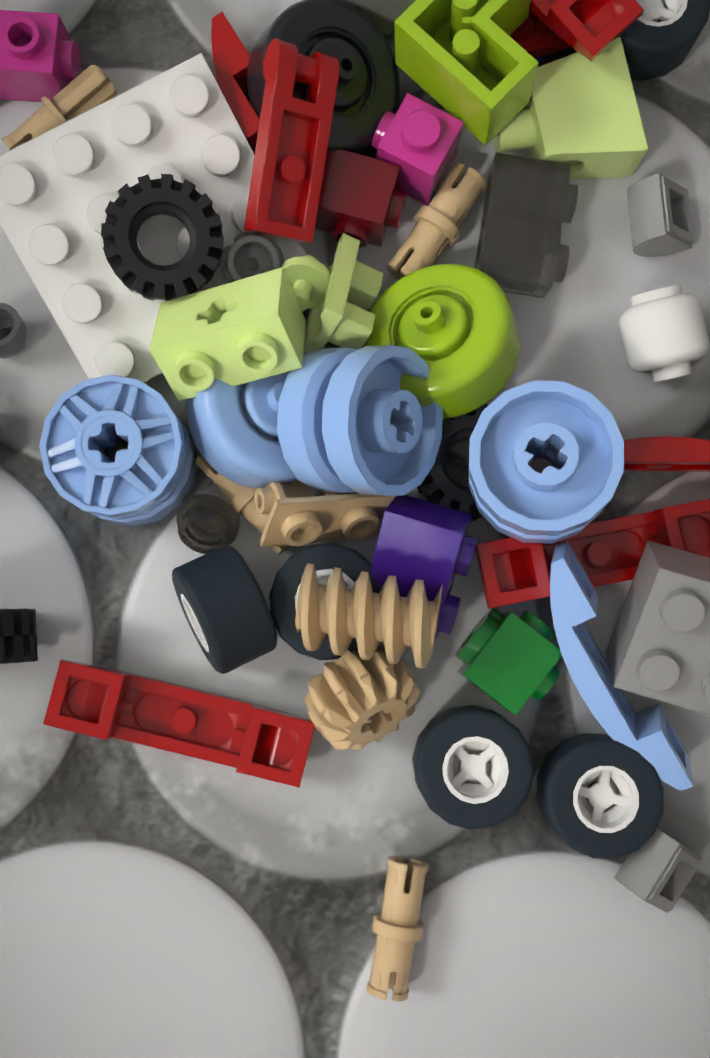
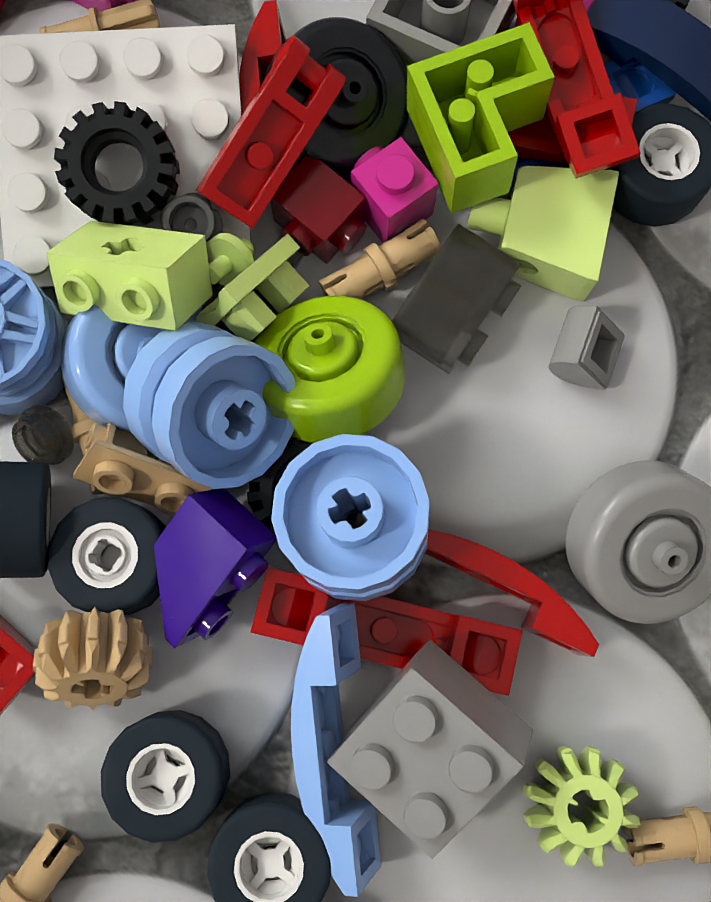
camera: 25 degrees right, 5 degrees down
(367, 616) = (119, 587): tan piece -> none
(510, 658) = (248, 690): green brick -> none
(664, 332) = (539, 453): white head -> none

